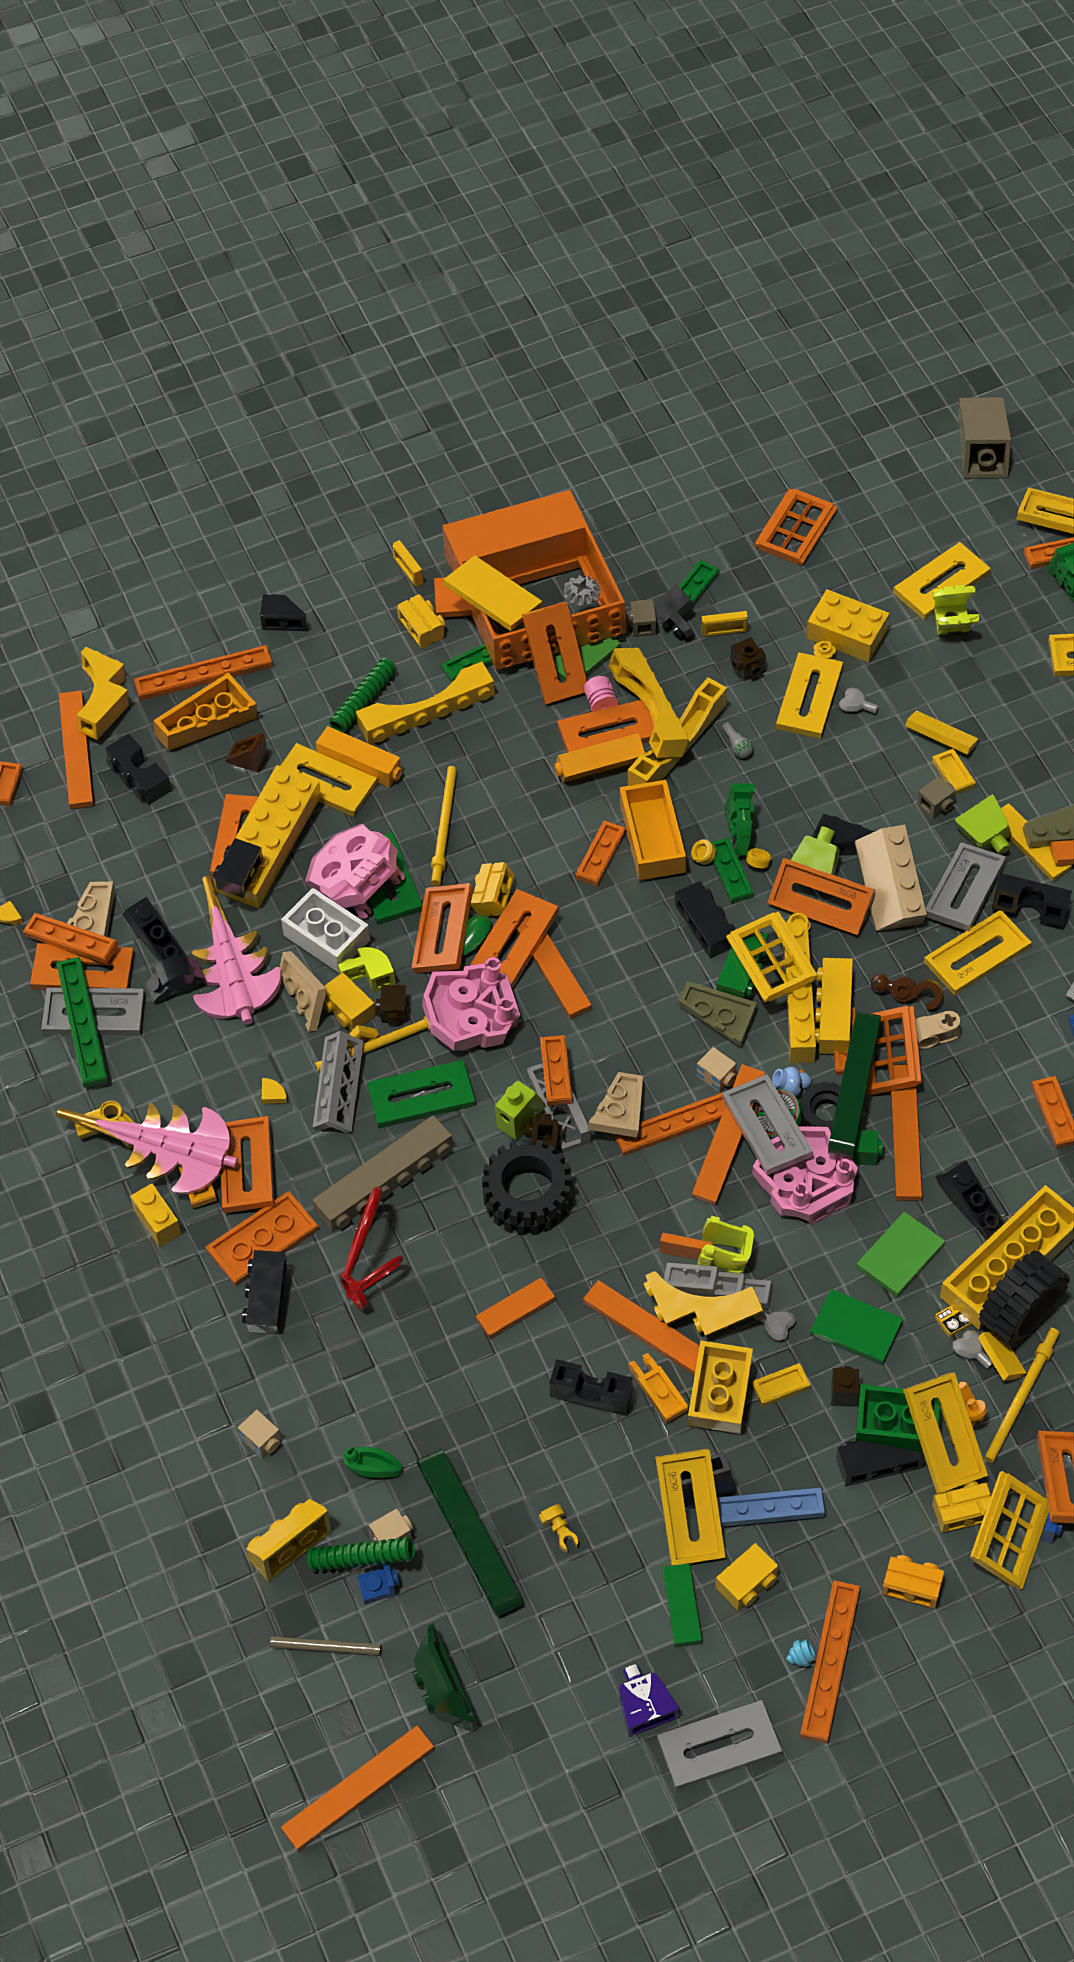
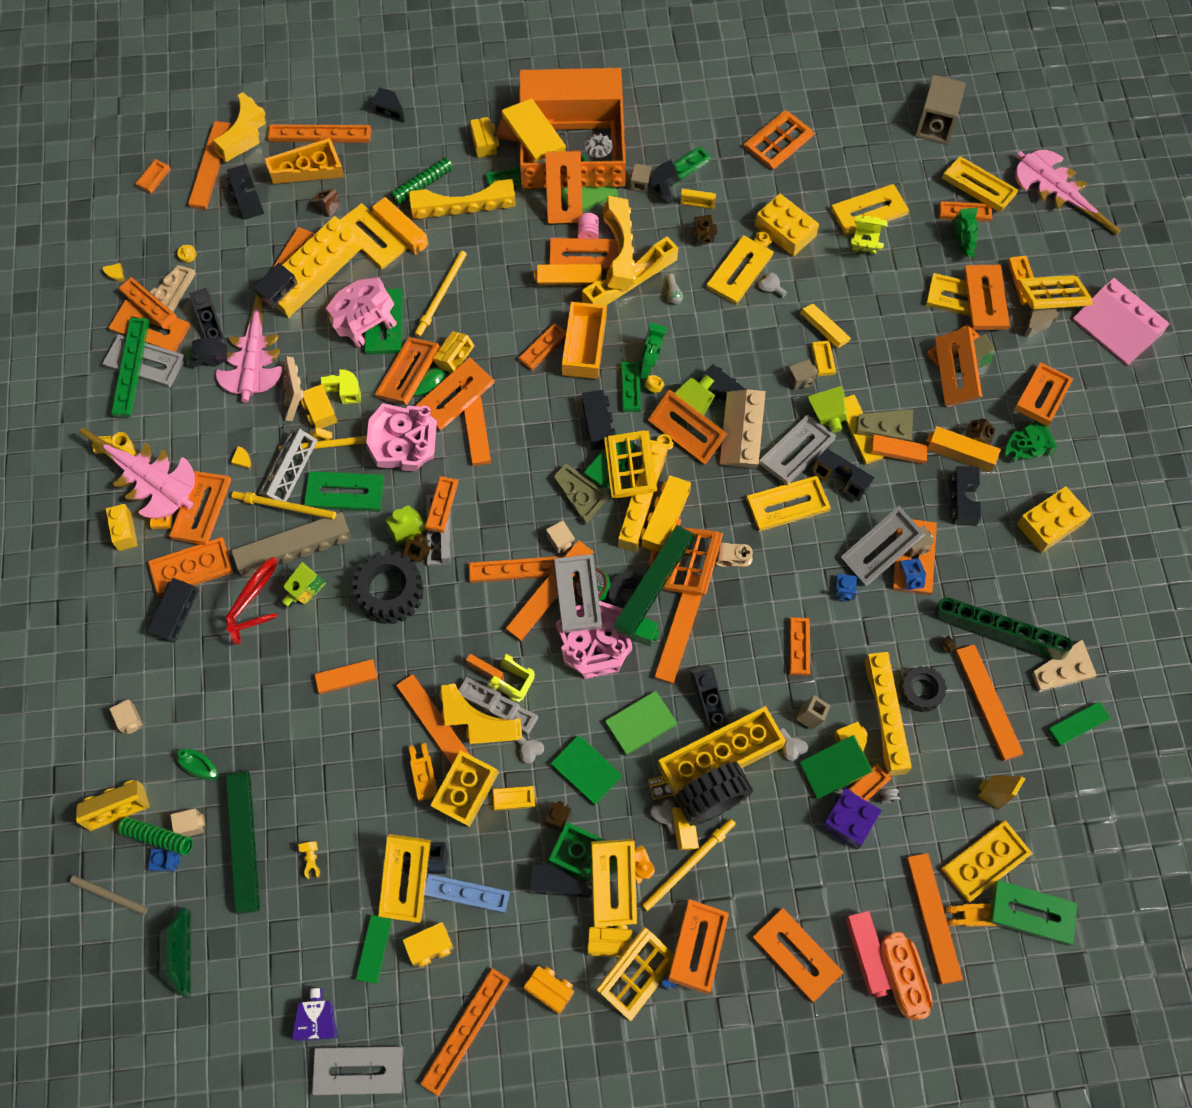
camera: 15 degrees right, 10 degrees up
(92, 866) = (187, 253): none -> yellow tile
(305, 1134) = (251, 498): none -> yellow bar
(325, 929) = (323, 347): white brick -> none
(357, 1788) = (86, 1015): orange tile -> none
(392, 1004) = (350, 418): dark brown brick -> none
(407, 563) = (490, 92): yellow tile -> none
(419, 1215) = (302, 585): none -> lime torso
(574, 1385) = (373, 759): black arch -> none
(620, 1108) = (479, 546): tan wing -> none
(703, 852) = (616, 367): yellow tile -> none
(791, 1080) = (610, 562): light blue animal -> none
(801, 1653) = (446, 1019): medium azure plate -> none
(905, 988) = (722, 516): reddish brown piece -> none

